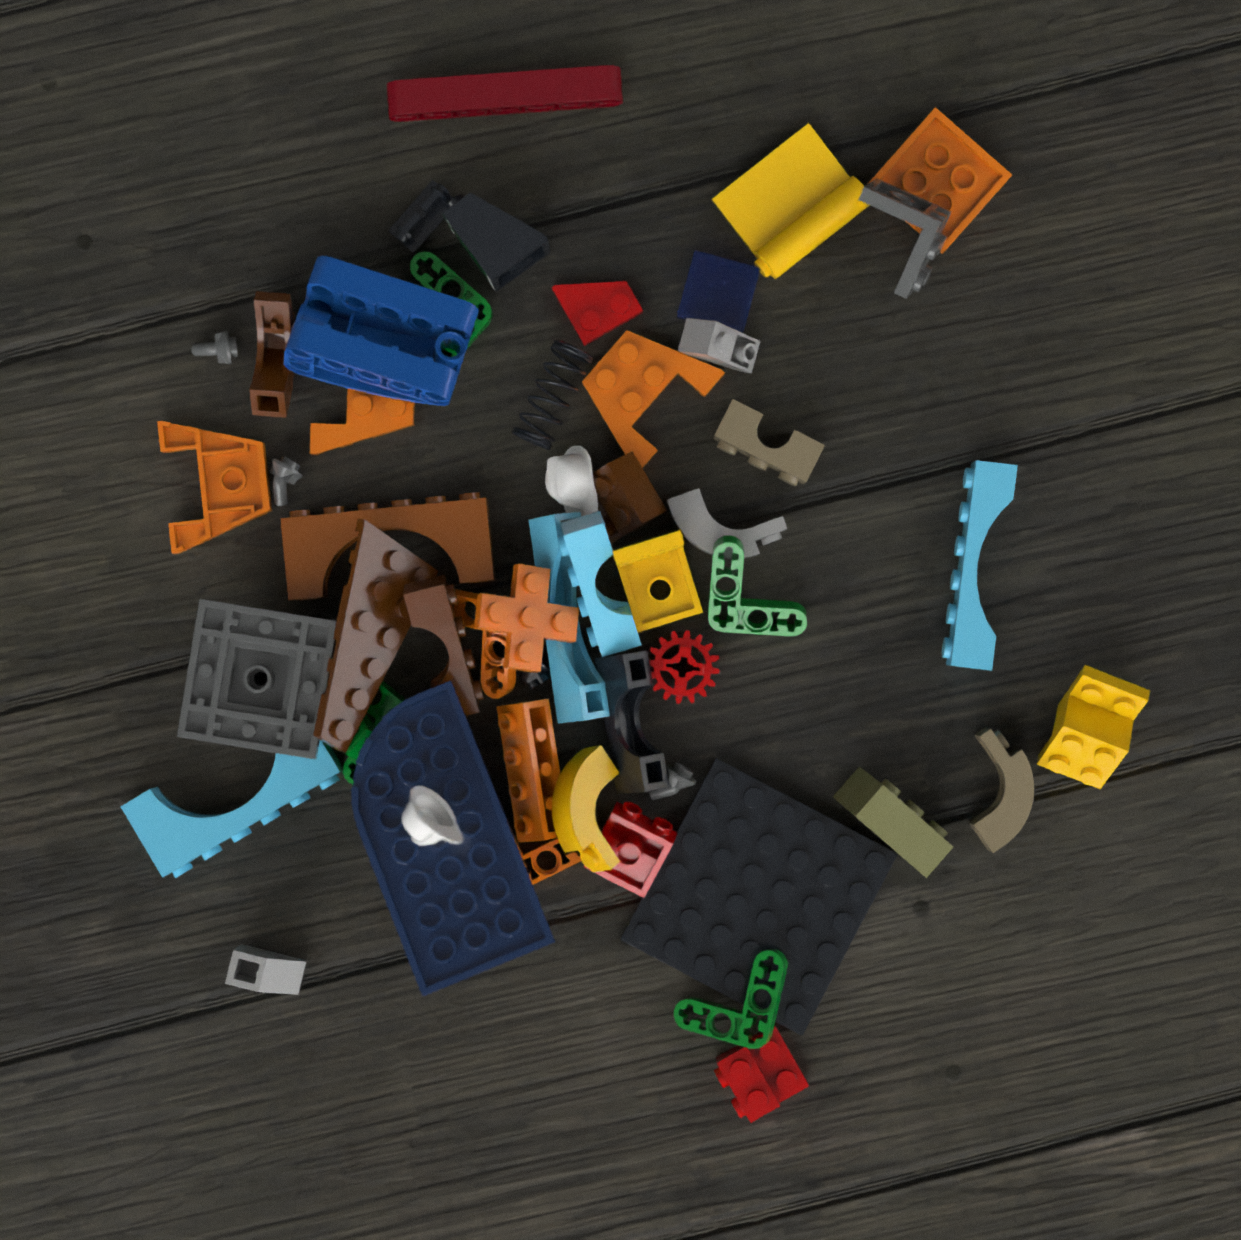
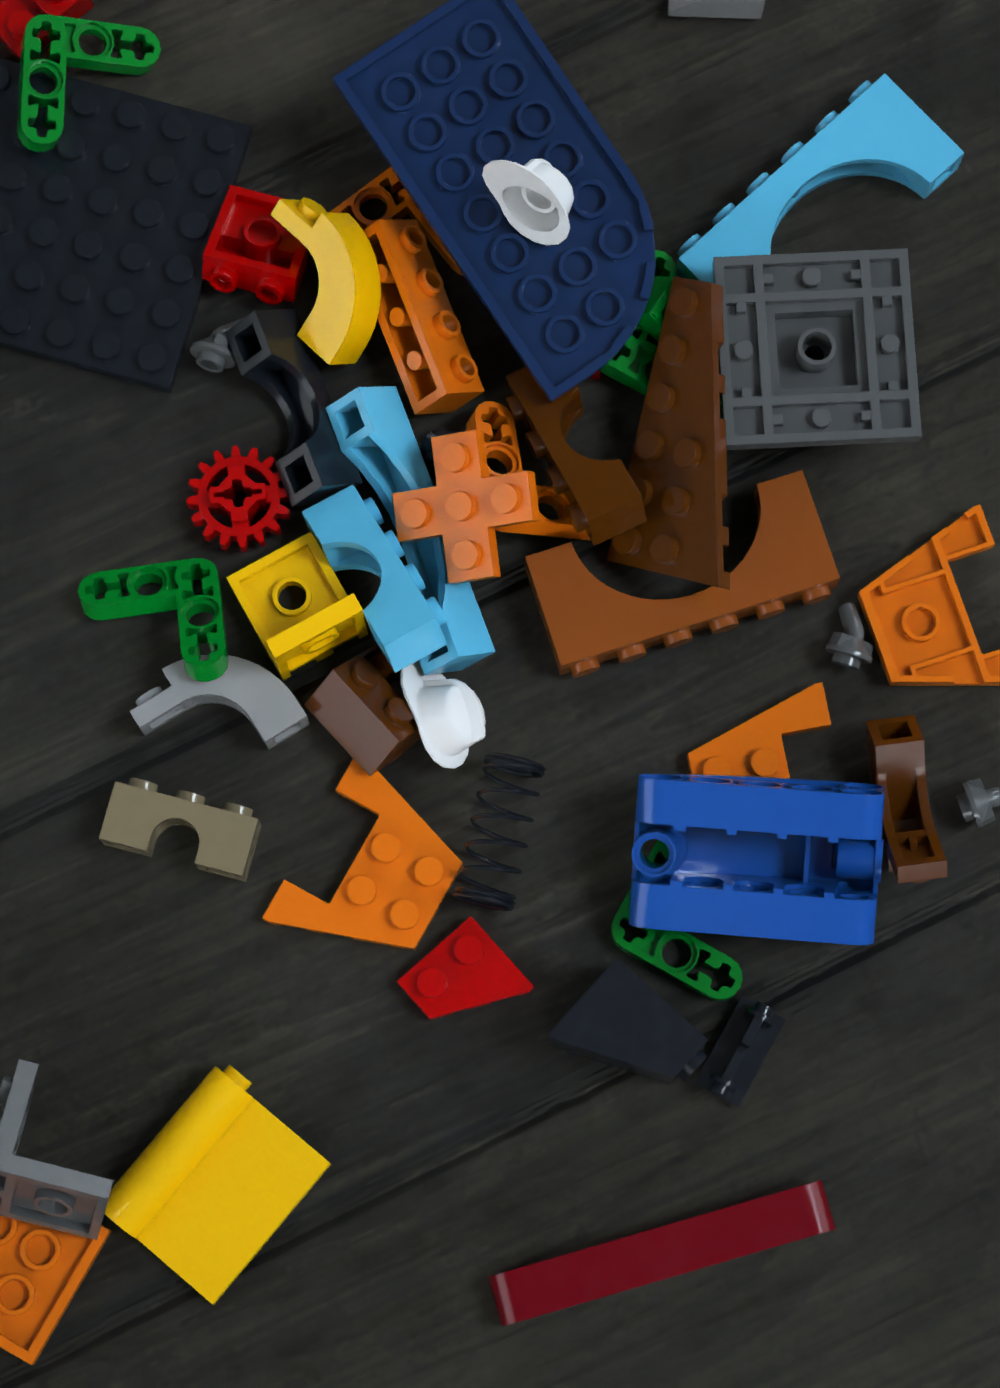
camera: 165 degrees right, 10 degrees down
(718, 290) = (293, 1029): clear blue plate -> none
(719, 345) = (278, 952): light grey slope -> none

